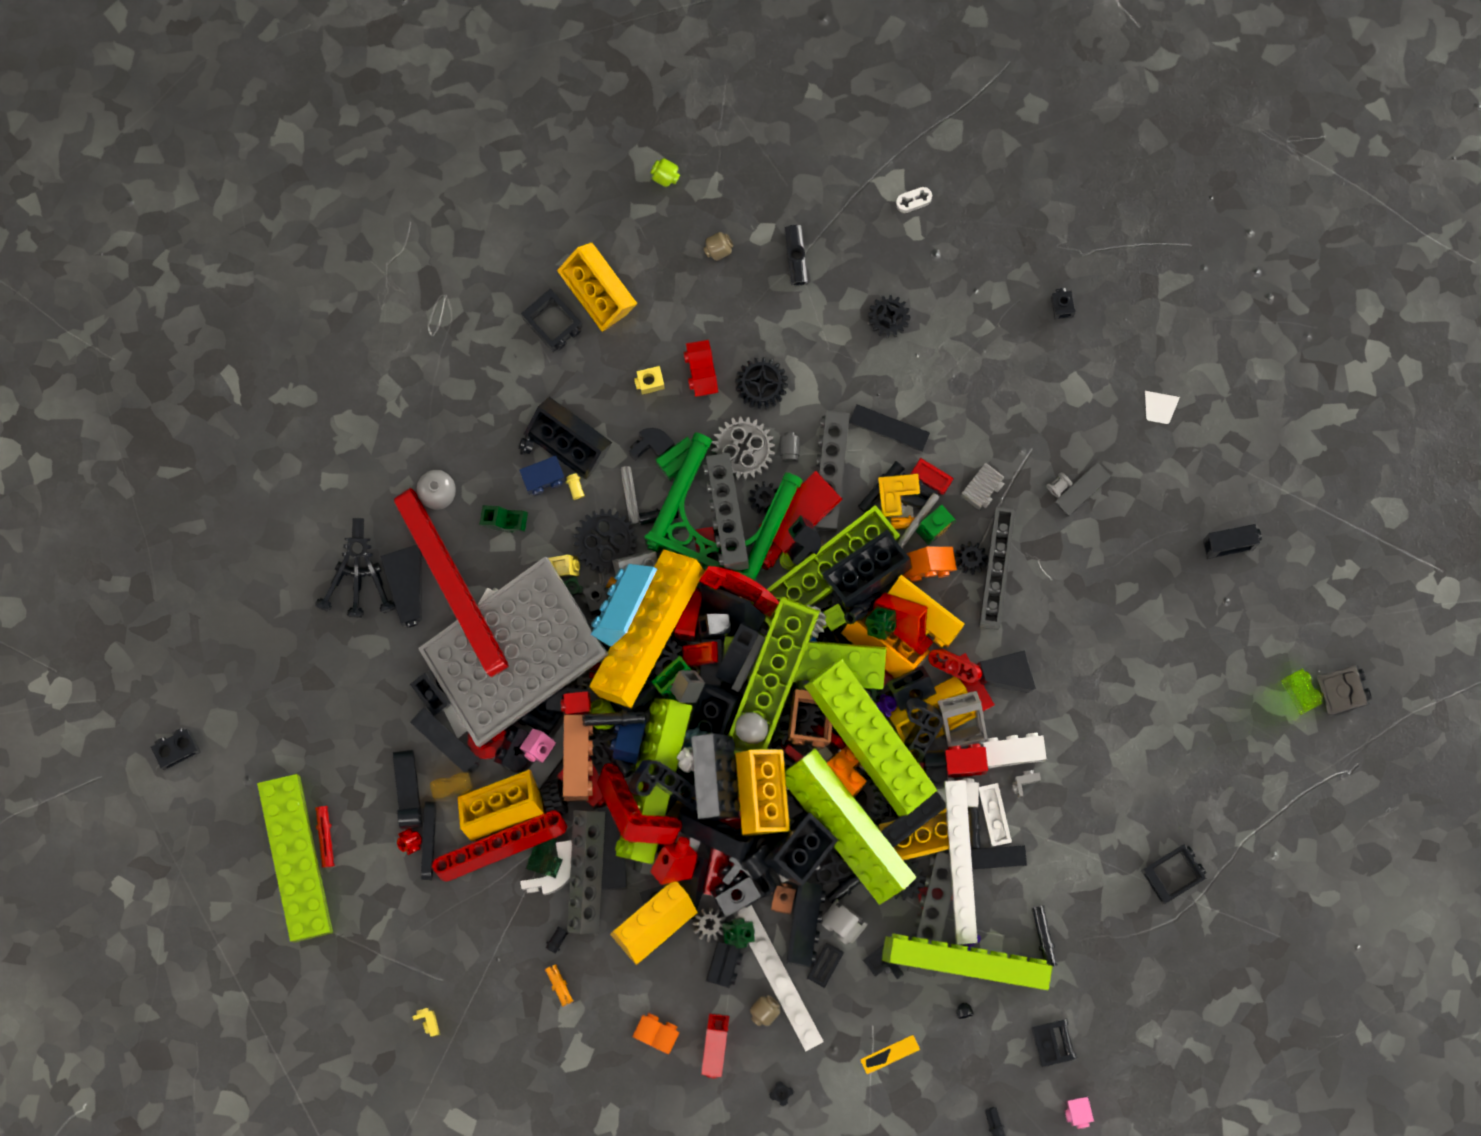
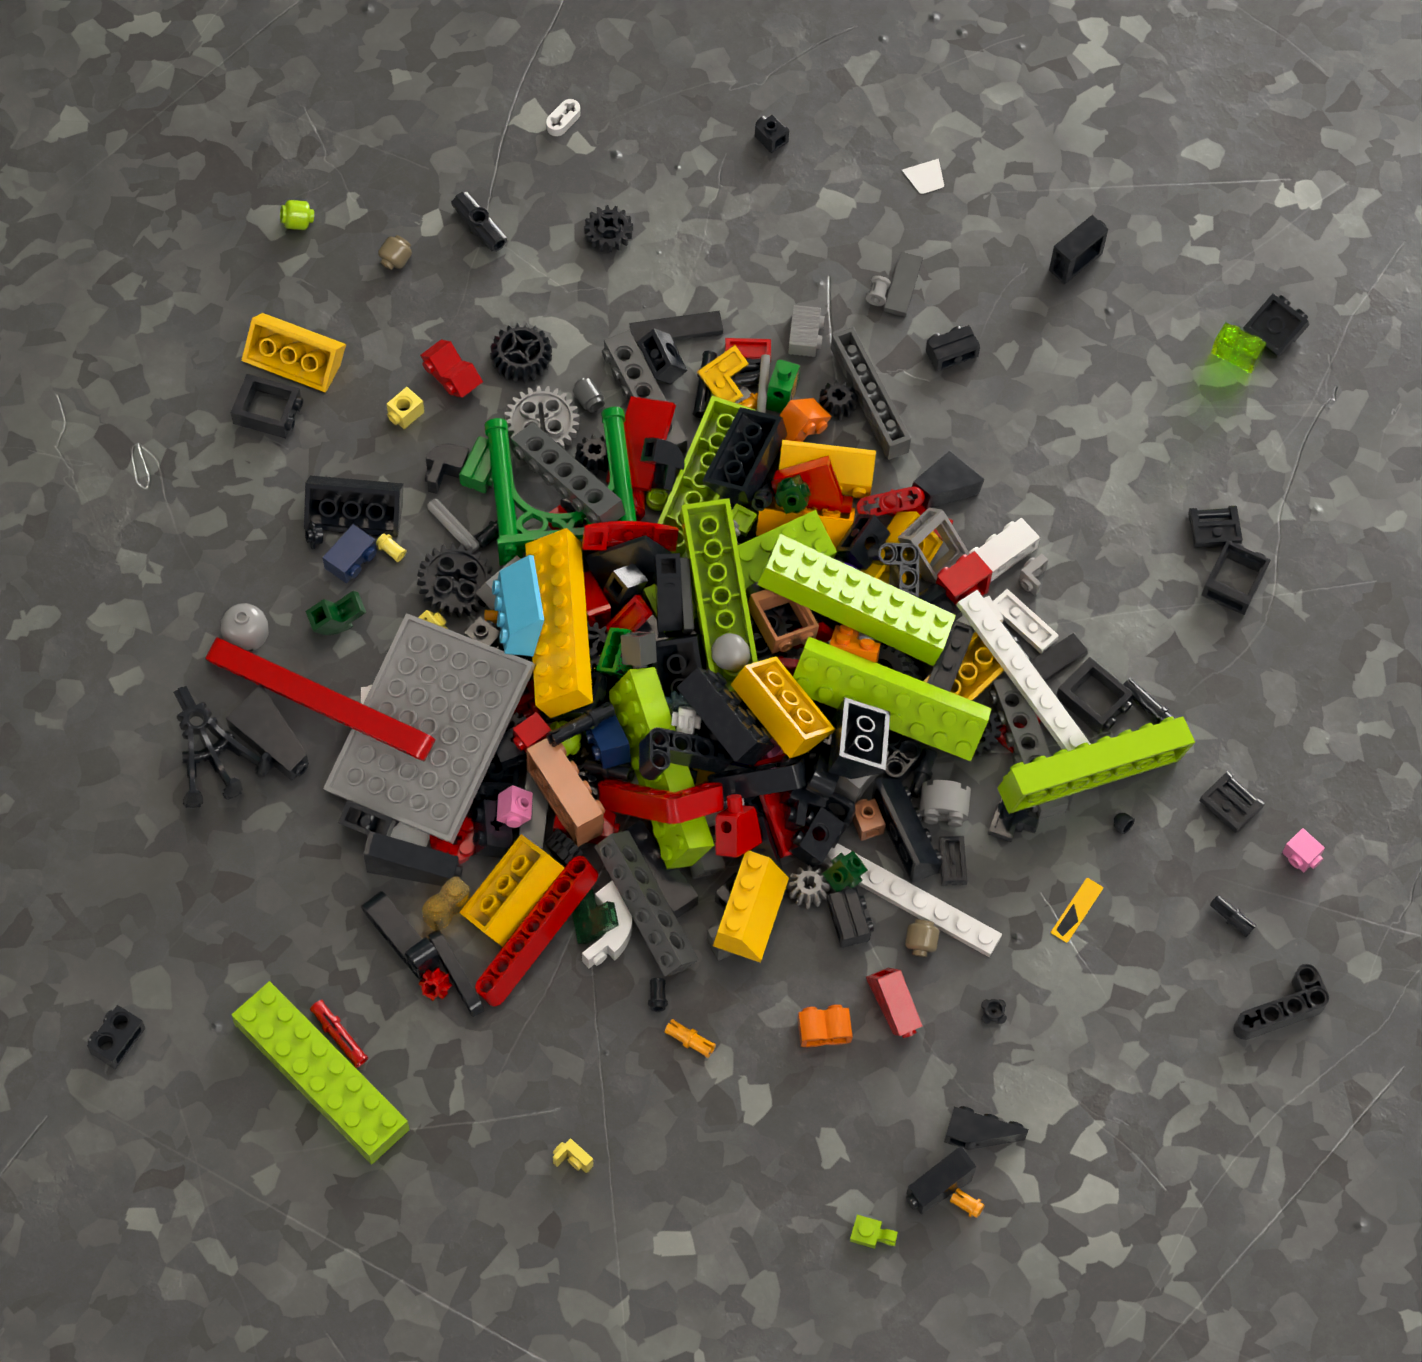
camera: 35 degrees left, 15 degrees down
(862, 448) = (662, 356): none -> black brick
(1003, 883) = (1067, 697): none -> black window
(1084, 565) = (952, 347): none -> black brick
(1183, 829) = (1215, 532): none -> black plate

